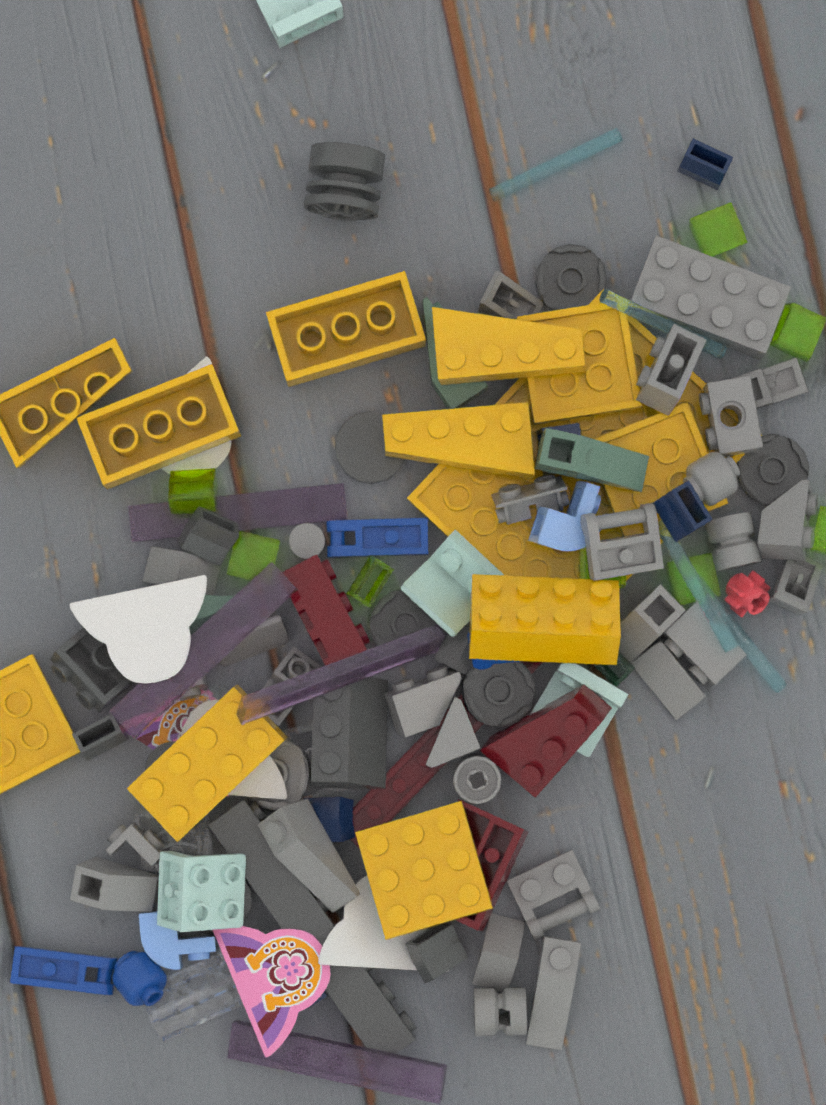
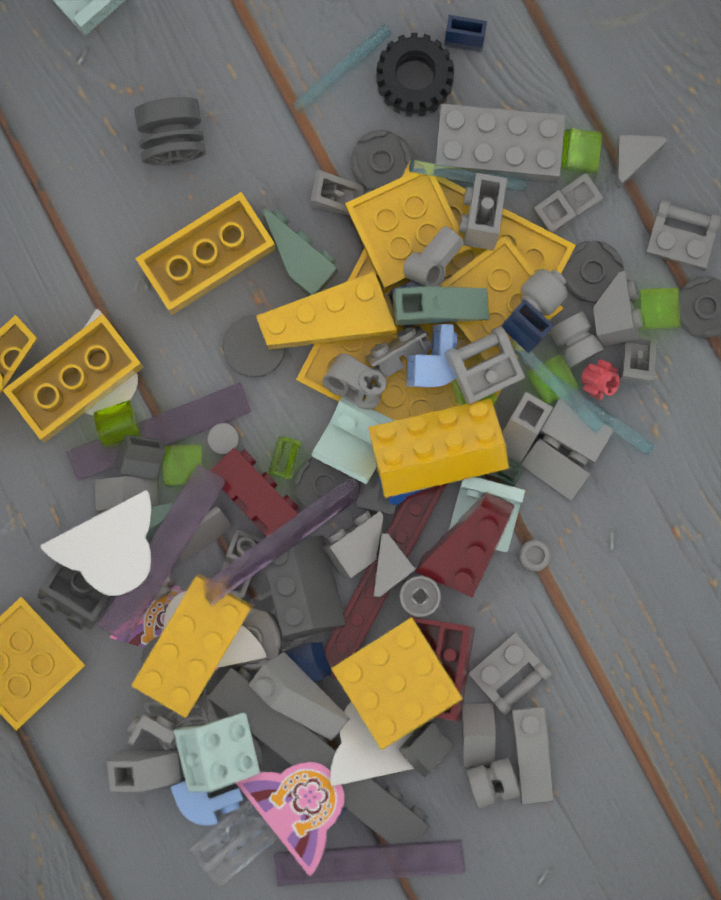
camera: 10 degrees left, 0 degrees up
(61, 970) = (120, 852): blue plate -> none
(103, 744) = (102, 654): dark grey piece -> none
(139, 979) = (186, 841): blue head -> none
(378, 537) = (282, 419): blue plate -> none
(470, 517) = (353, 380): none -> light grey piece
(499, 693) = (417, 520): dark grey tile -> none
(500, 348) = (338, 233): yellow wedge -> none
(591, 413) = (429, 266): none -> light grey piece
(618, 769) = (534, 555): none -> light grey tile
(644, 166) = (421, 50): none -> black tyre
(717, 230) = (491, 85): clear neon green piece -> none
(739, 397) = (546, 218): light grey brick -> none

